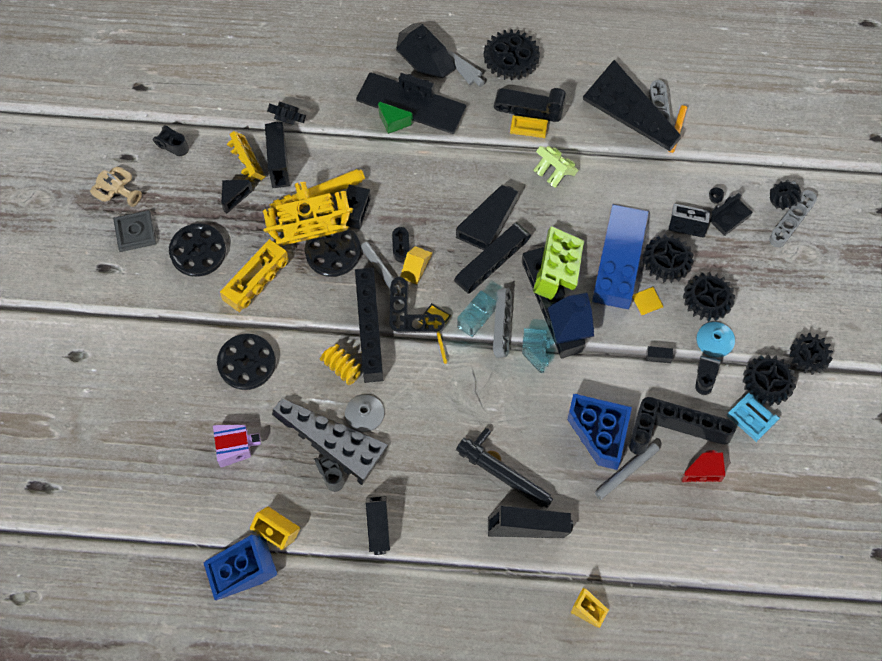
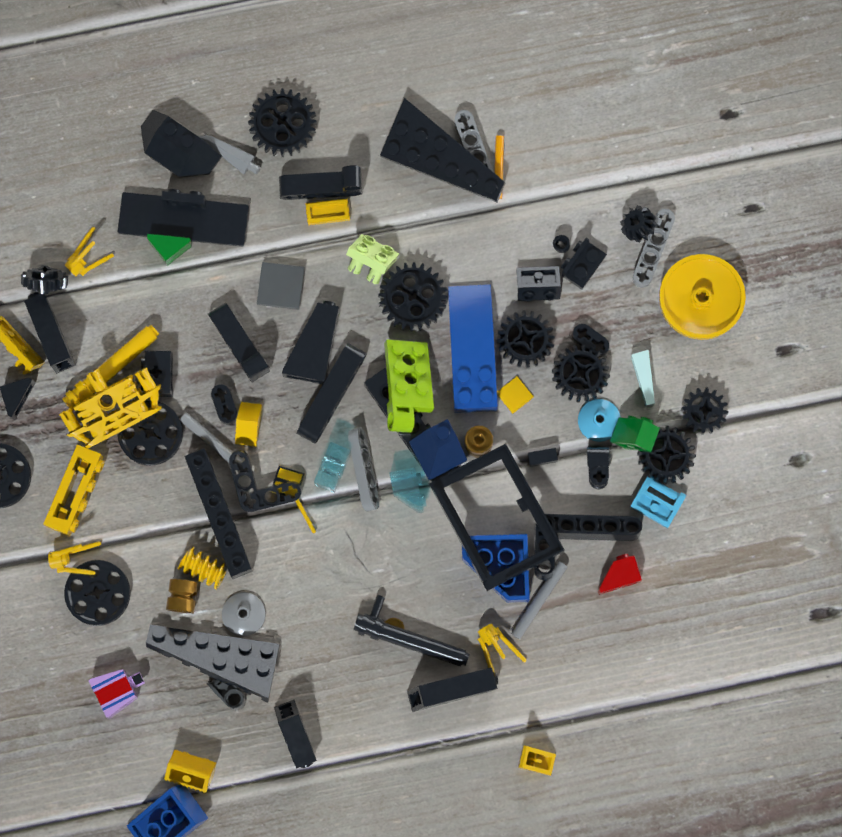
camera: 15 degrees left, 15 degrees up
(223, 325) = (60, 559): none -> yellow plant
(315, 112) = (76, 263): none -> yellow plant
(315, 383) = (181, 596): none -> pearl gold wheel
(431, 211) = (239, 342): none -> black beam
(474, 169) = (280, 285): none -> dark grey tile
(577, 489) = (490, 635): none -> yellow plant
(581, 203) = (424, 280): none -> black gear
(607, 325) = (478, 441): none -> pearl gold wheel
(638, 382) = (527, 502): none -> black door
(725, 271) = (593, 335): none -> black beam
(746, 353) = (635, 433): none -> green brick
(763, 311) = (643, 373): none -> light aqua piece
(828, 262) = (702, 296): none -> yellow dish

